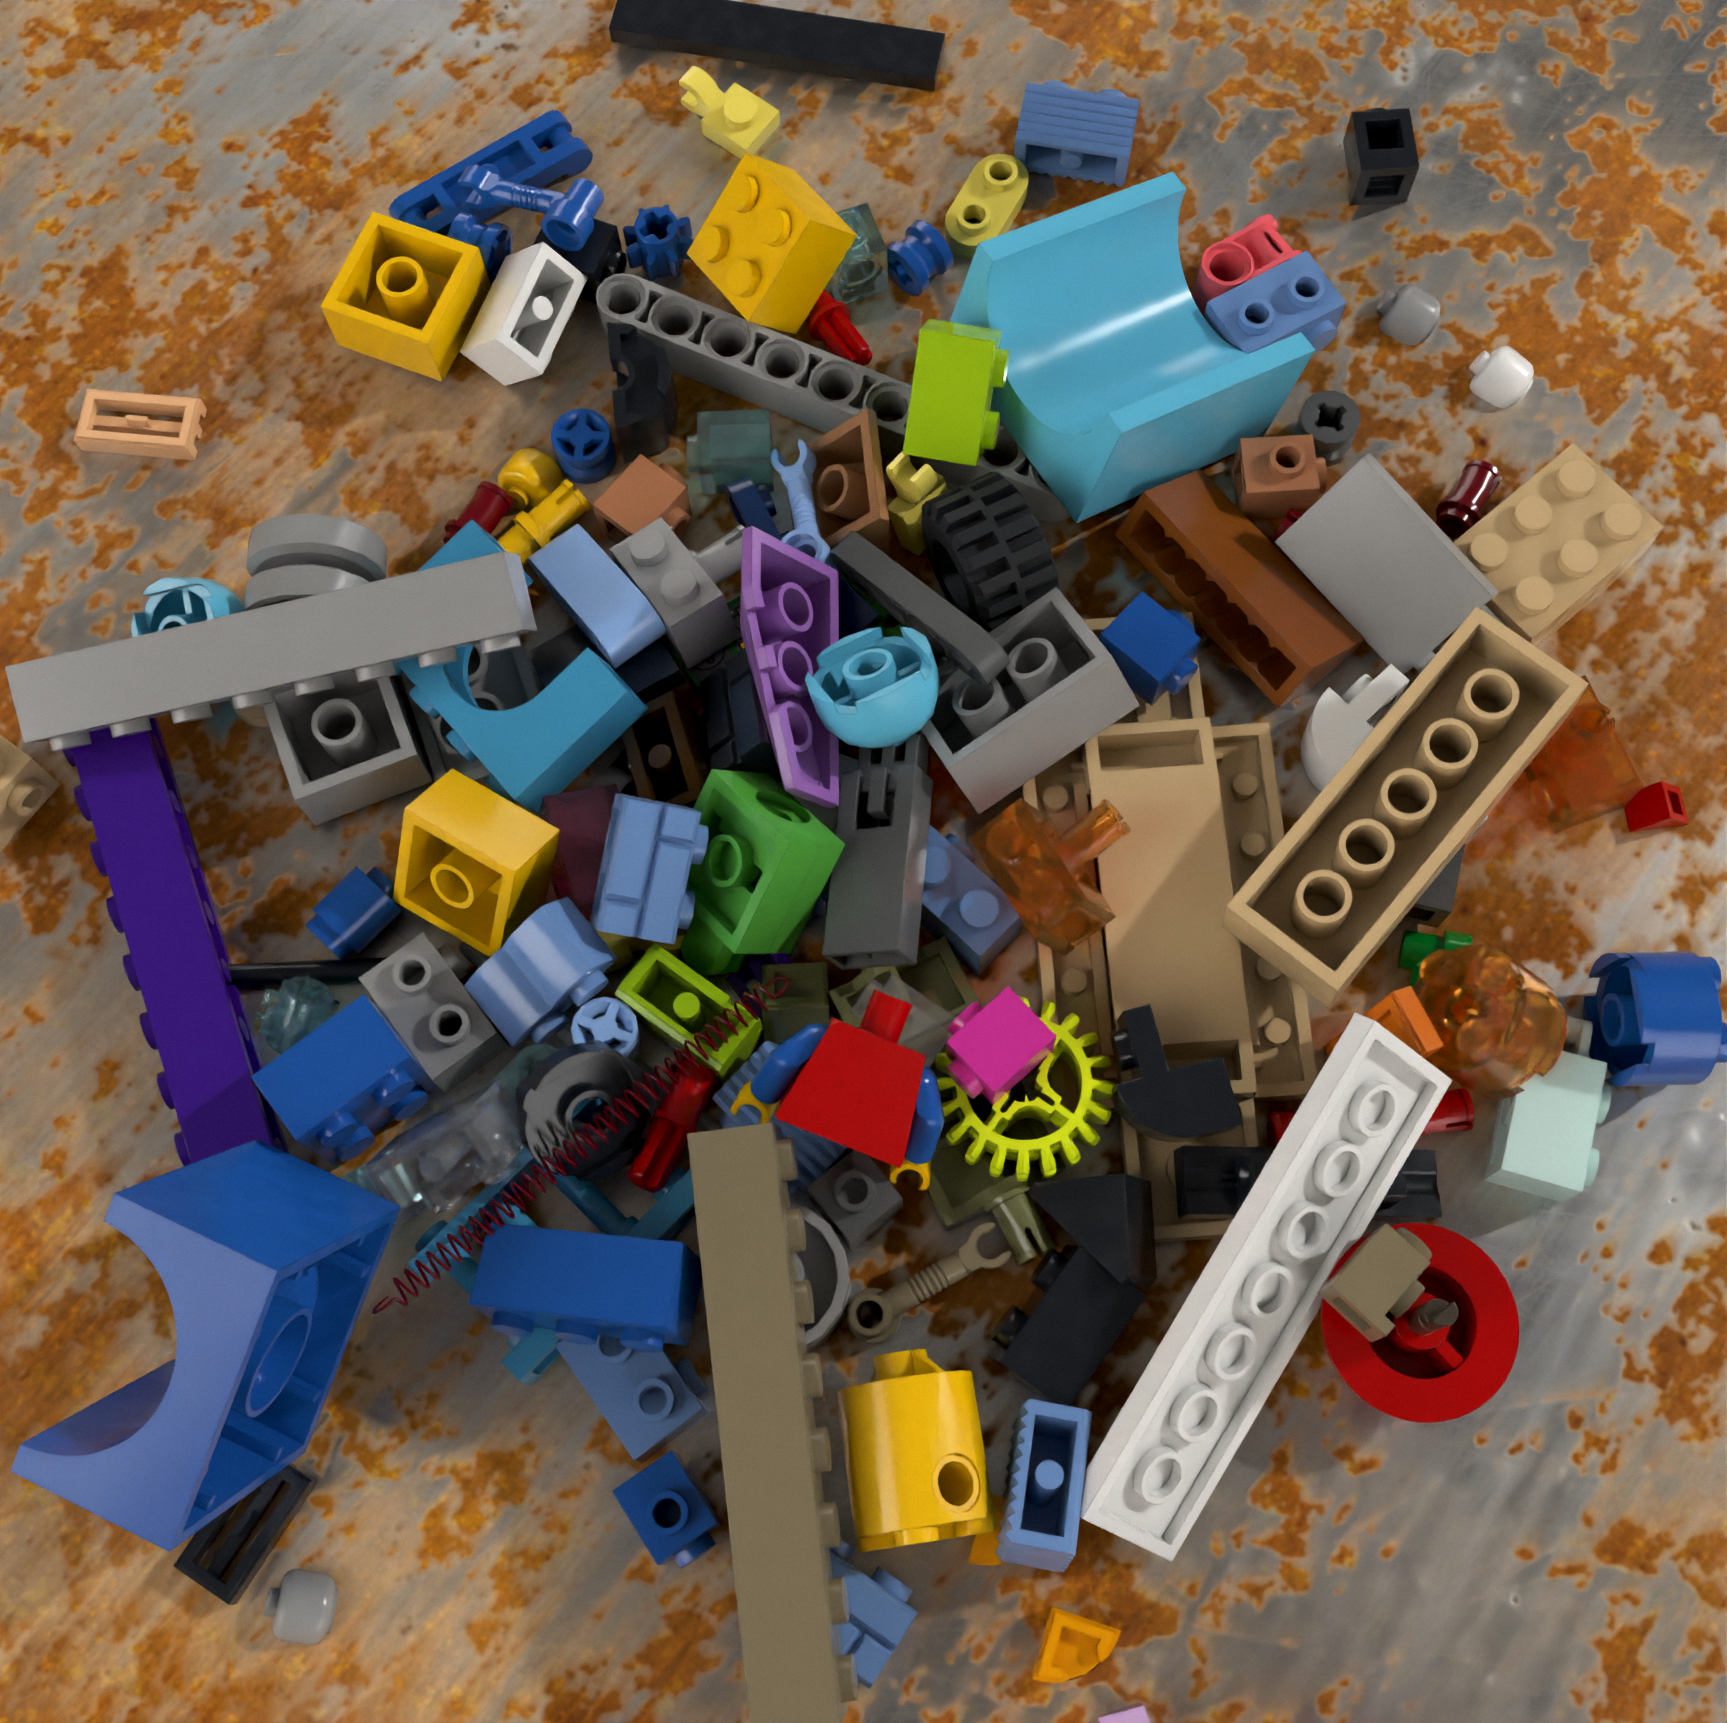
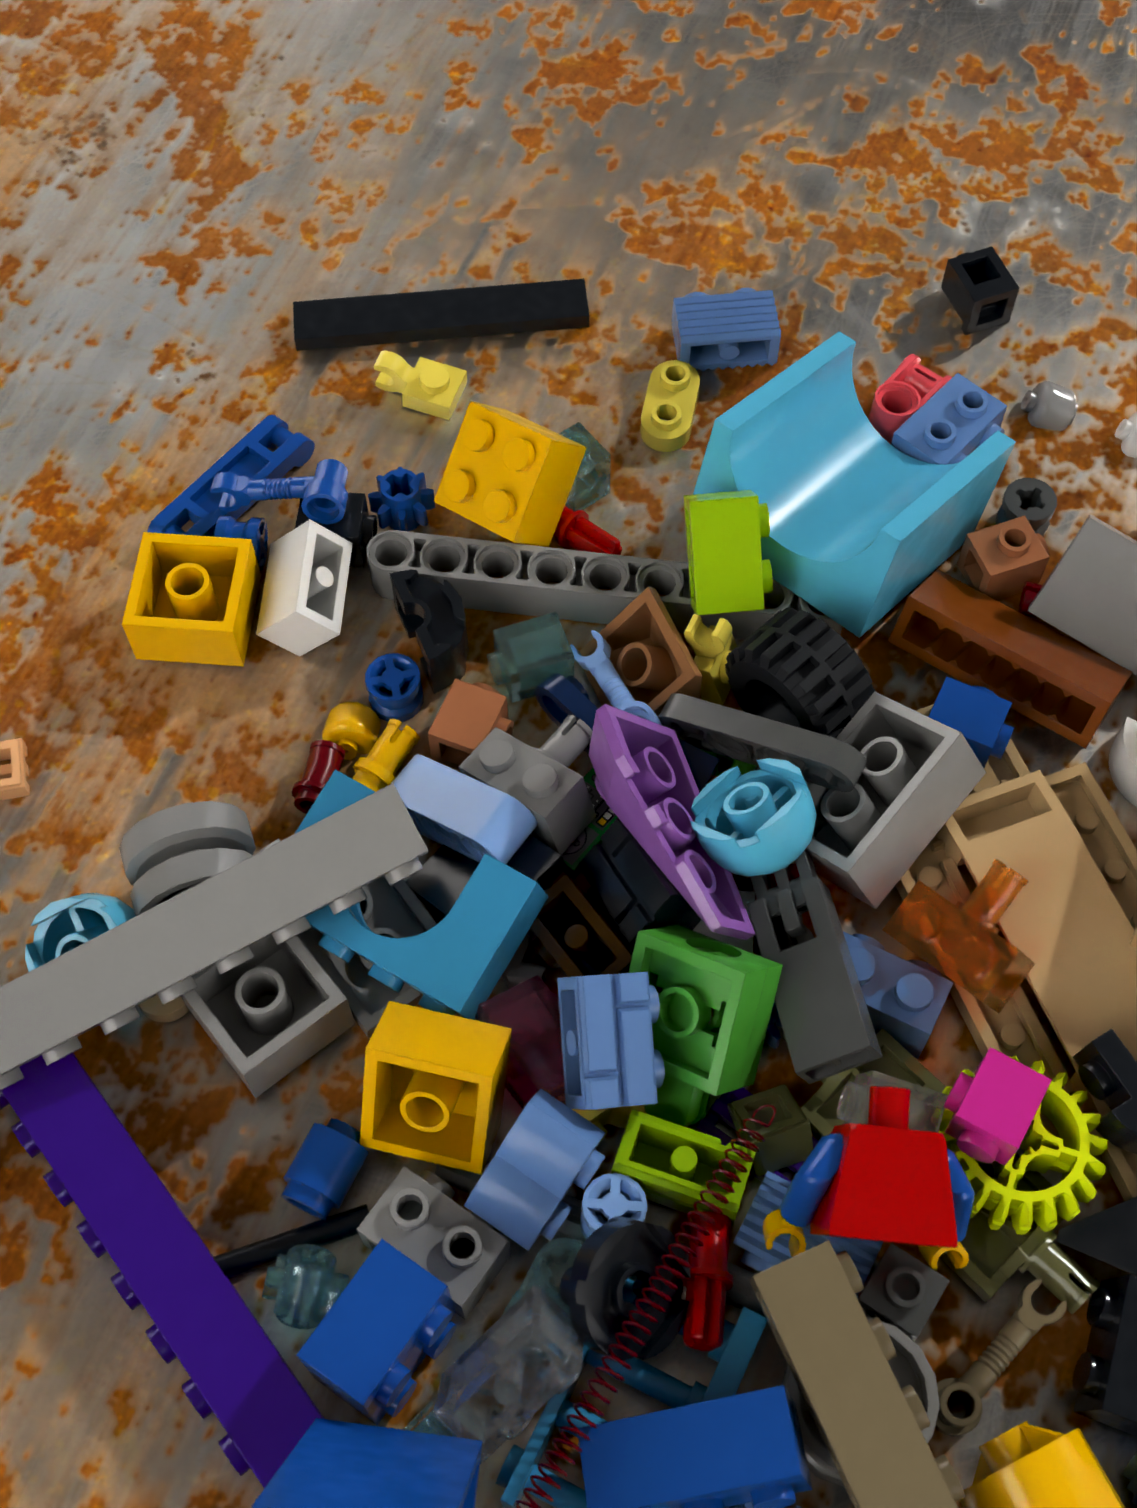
camera: 20 degrees left, 10 degrees down
(918, 258) = (632, 457): blue wheel -> none

